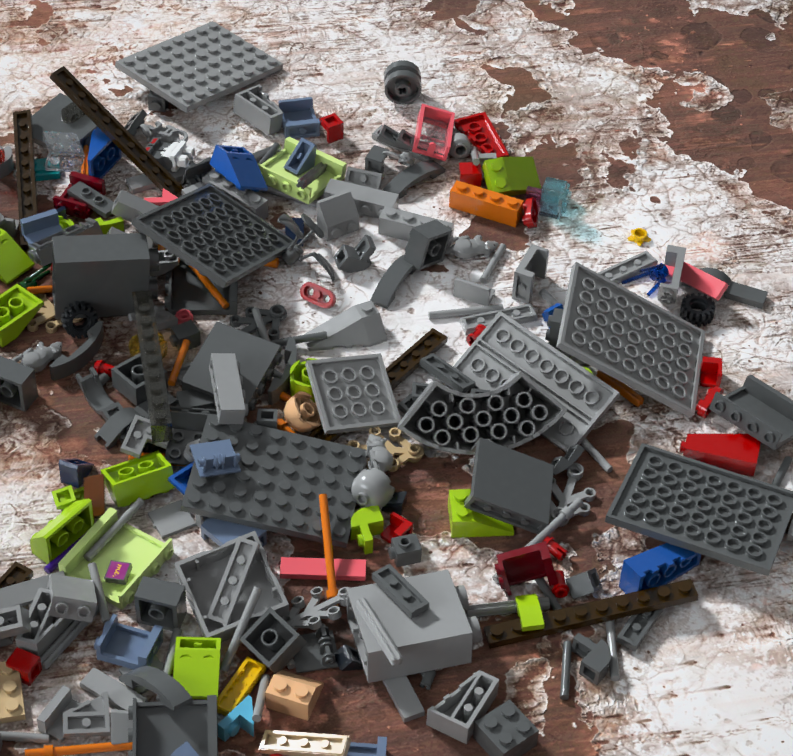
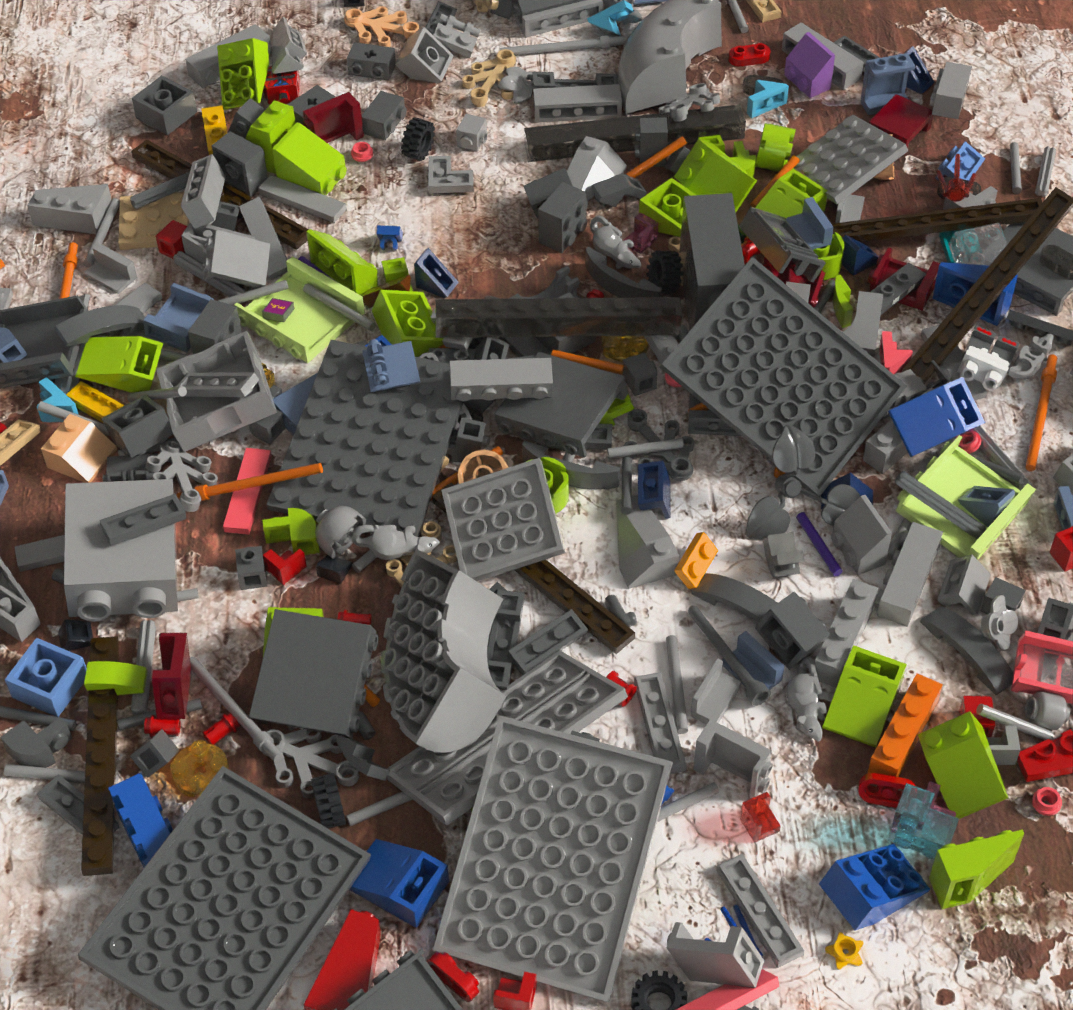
camera: 100 degrees right, 5 degrees up
(21, 506) = (389, 233): none -> blue tile
(23, 339) = (644, 233): none -> clear pink panel
(88, 719) = (96, 282): light grey wing -> none
(222, 140) = (1048, 377): none -> orange bar
(303, 320) = (654, 487): none -> dark blue panel
(319, 295) = (709, 511): plate -> none
(335, 245) = (819, 544): none -> dark purple bar
(356, 296) = (696, 560): none -> light orange plate
(379, 632) = (87, 492): light grey axle -> none
(408, 342) = (614, 606): none -> dark grey arm
(444, 273) = (757, 661): none -> sand blue panel
(444, 483) = (355, 617): none -> red pin
(467, 217) = (864, 696): none -> lime slope
(469, 270) = (756, 691): none -> dark grey piece
(485, 660) = (75, 634): none -> black slope
(493, 262) = (780, 730): light grey bar -> none
(520, 150) = (1050, 795): none -> coral plate
(536, 658) = (46, 677): none -> medium blue brick
(561, 269) = (758, 817): none -> clear red panel
(581, 173) = (968, 868): none -> lime slope
(592, 548) = (190, 758): none -> clear yellow plate
(598, 221) = (872, 885): none -> blue slope
(606, 471) = (328, 801): none -> black tyre
(653, 426) = (401, 881): none -> blue slope

